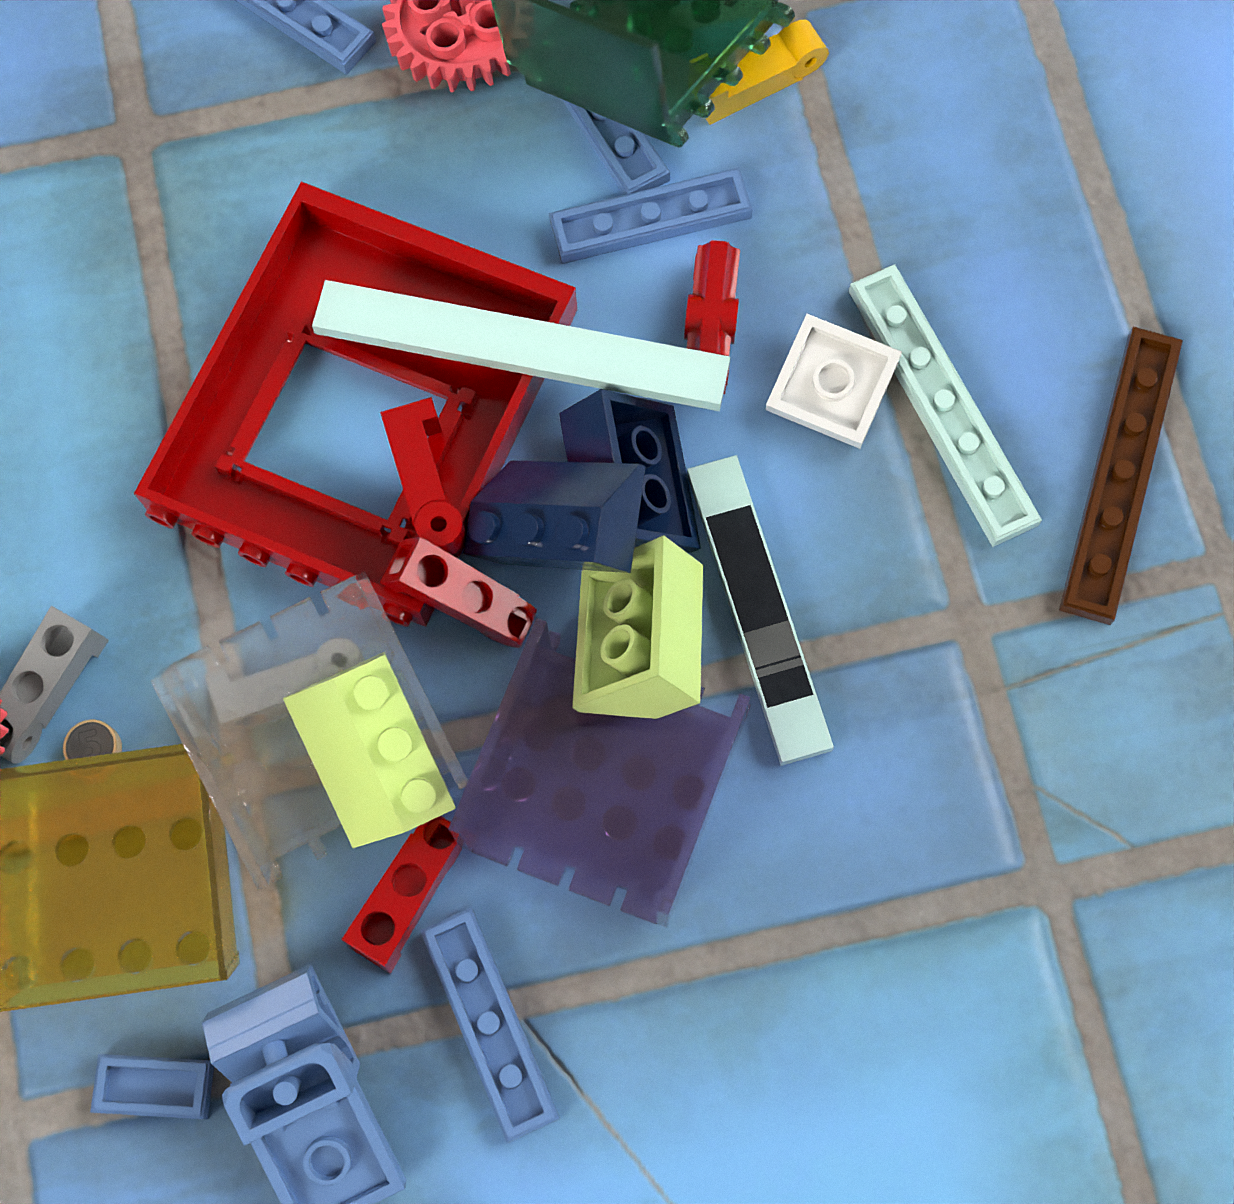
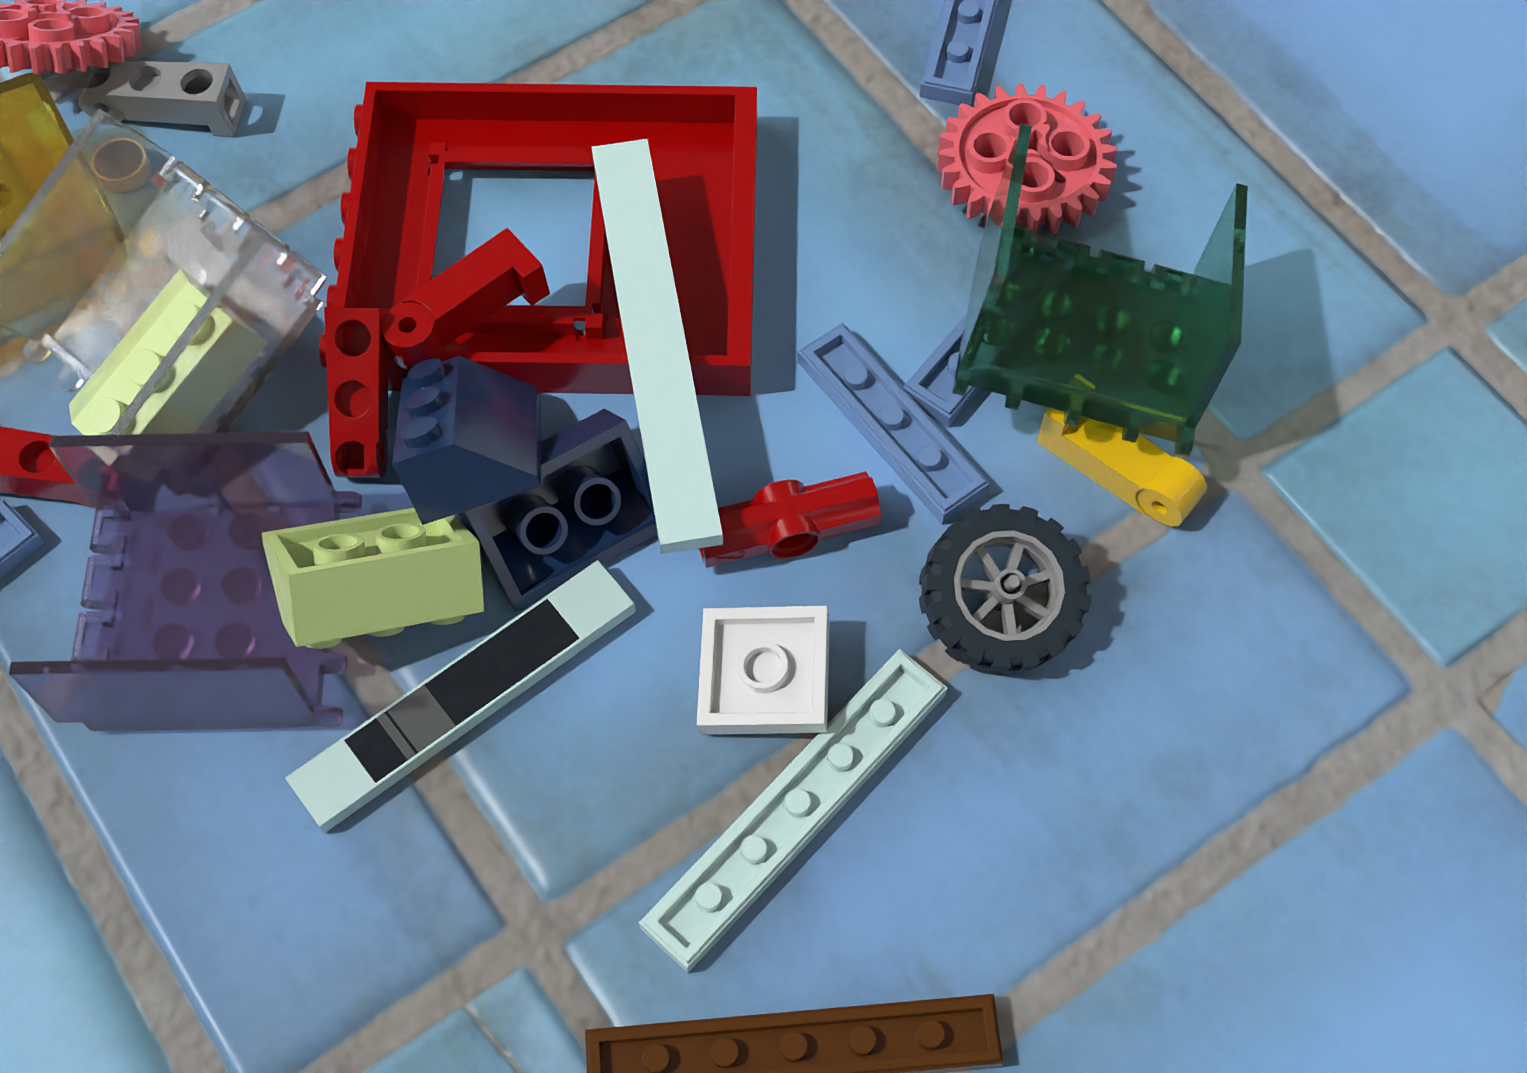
camera: 65 degrees right, 10 degrees down
(857, 161) = (1058, 568): none -> black wheel

